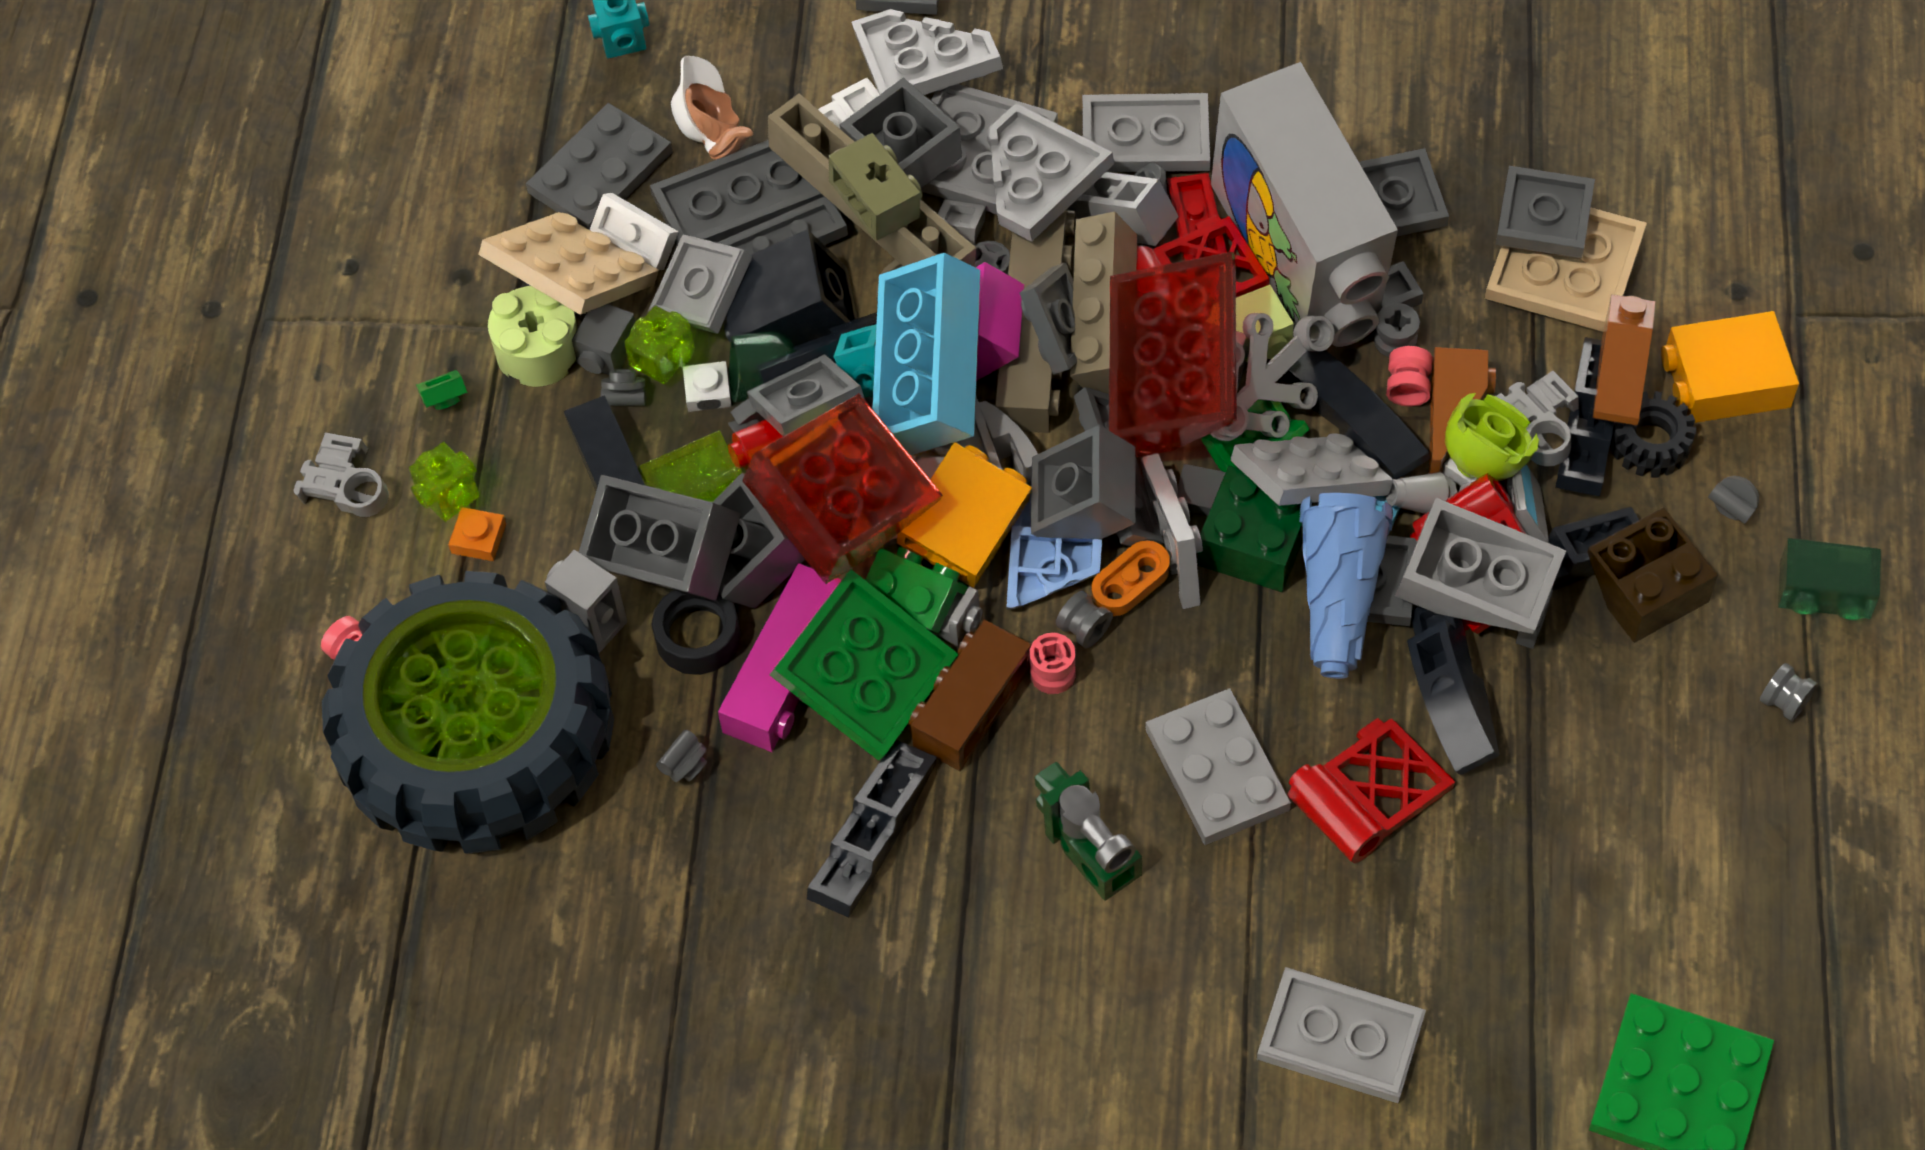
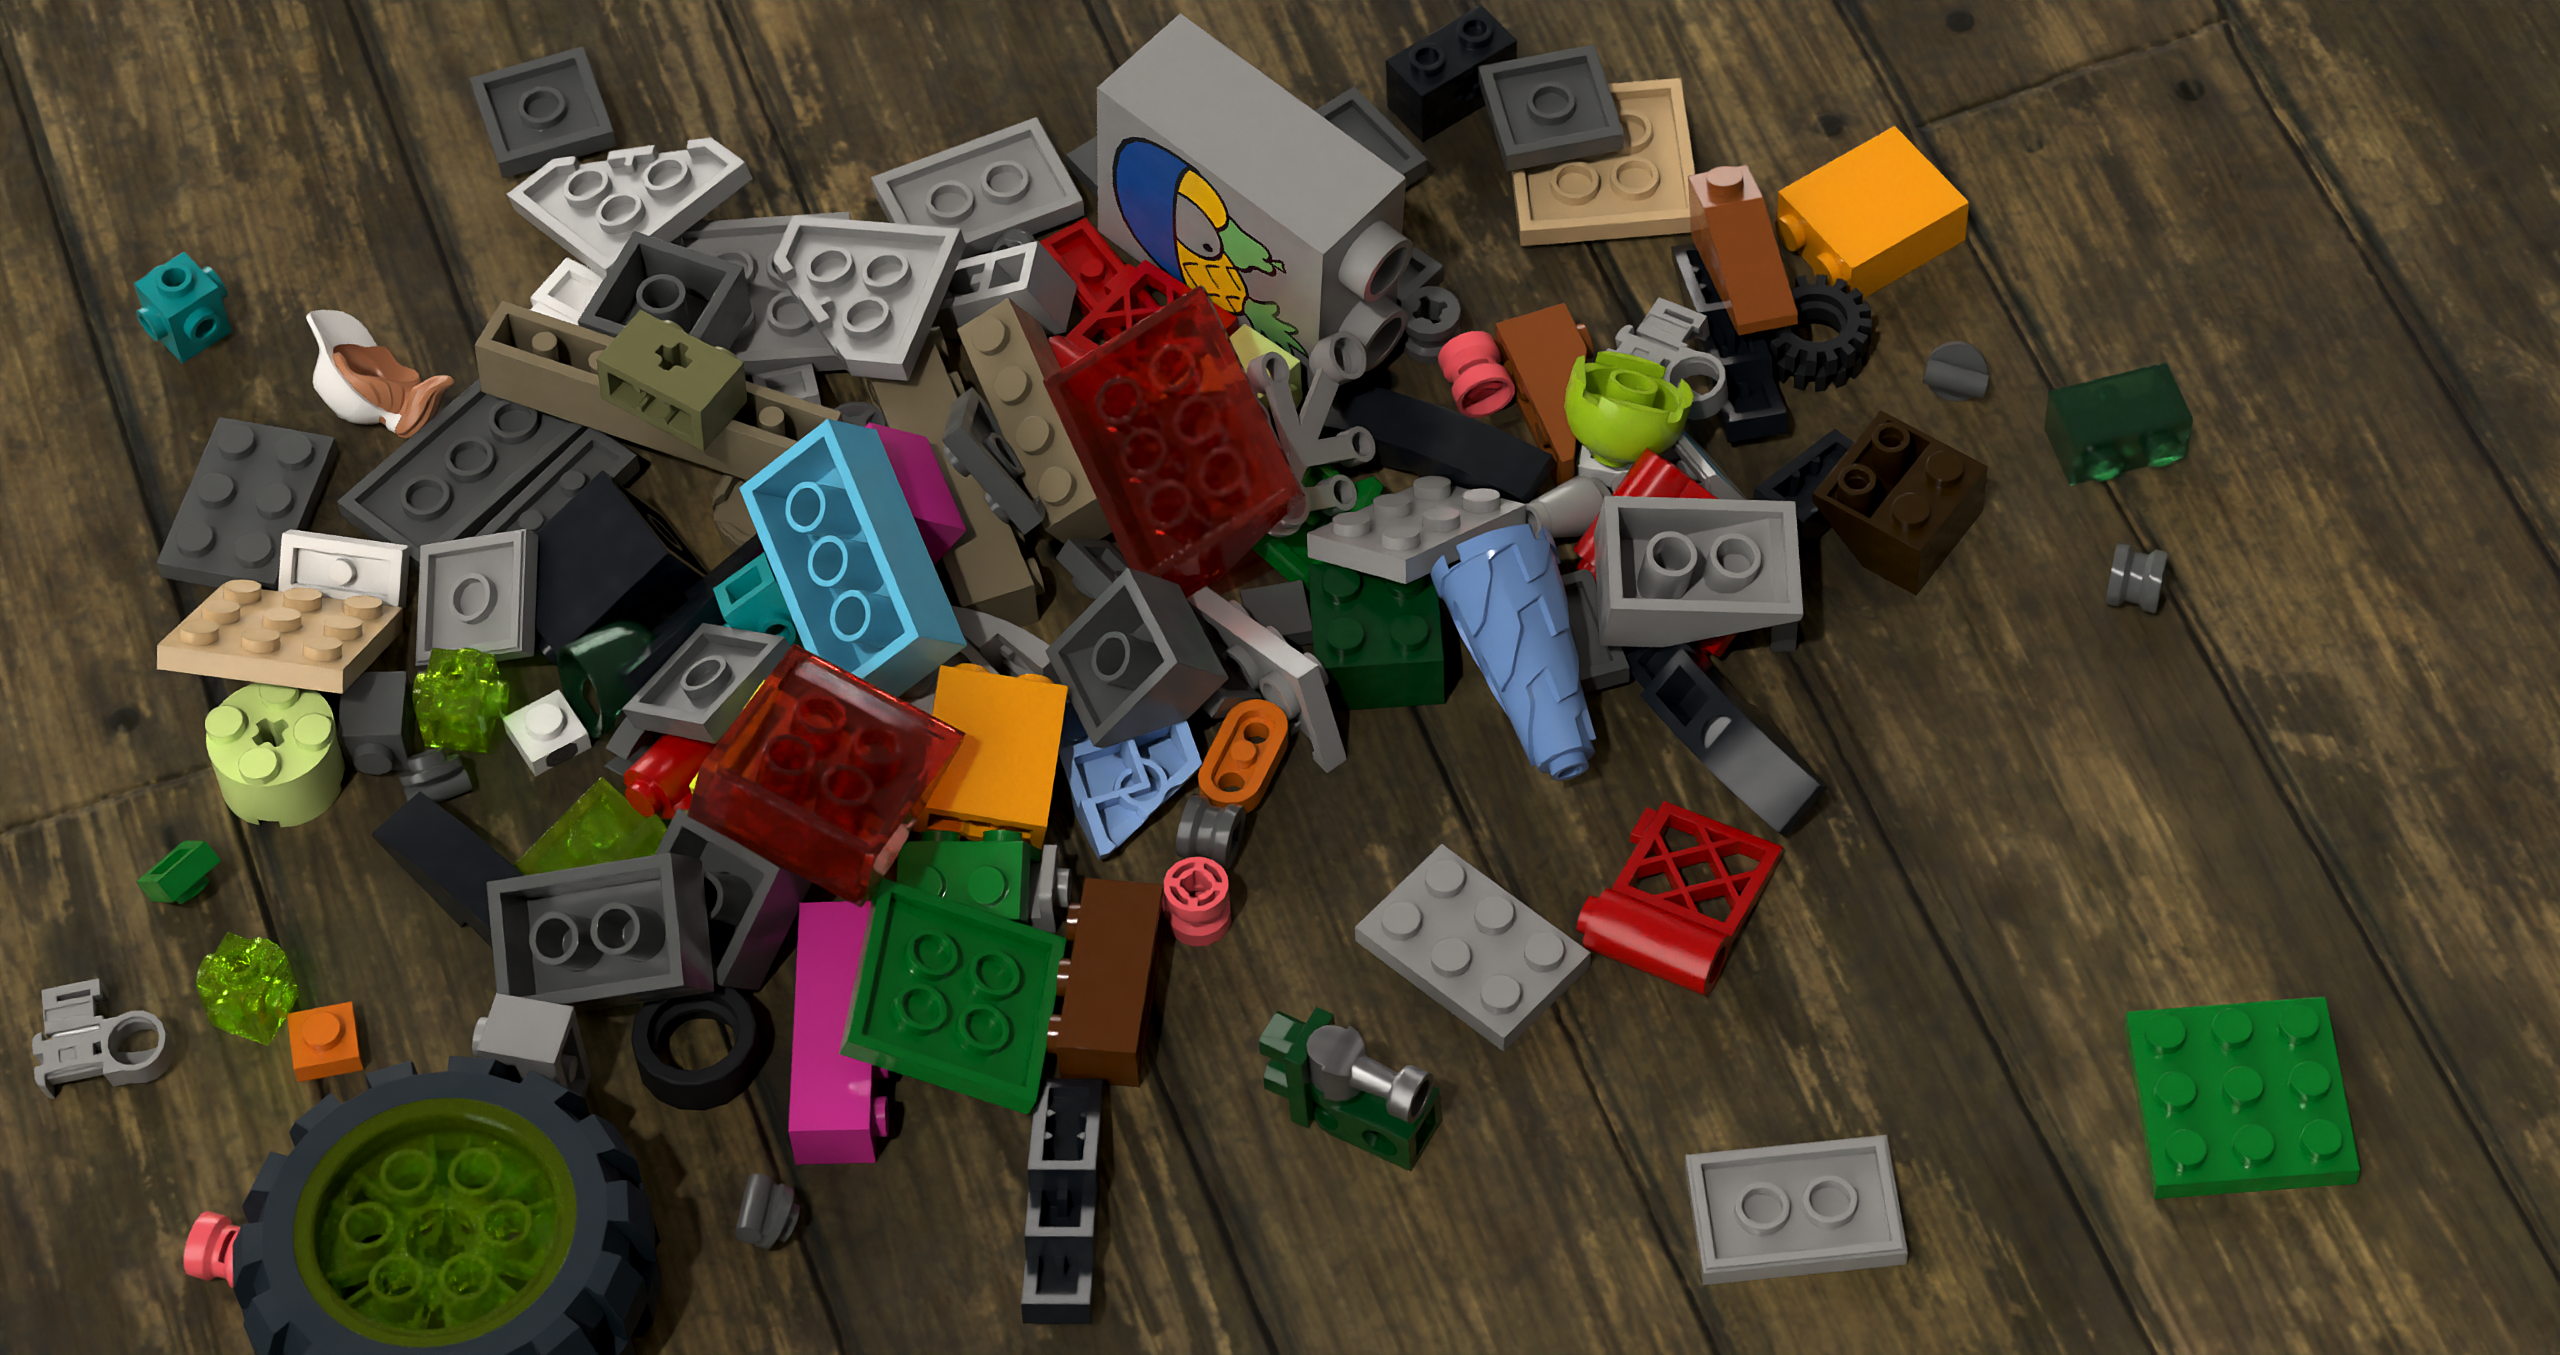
camera: 25 degrees left, 5 degrees down
(1481, 161) = (1437, 77): none -> black brick

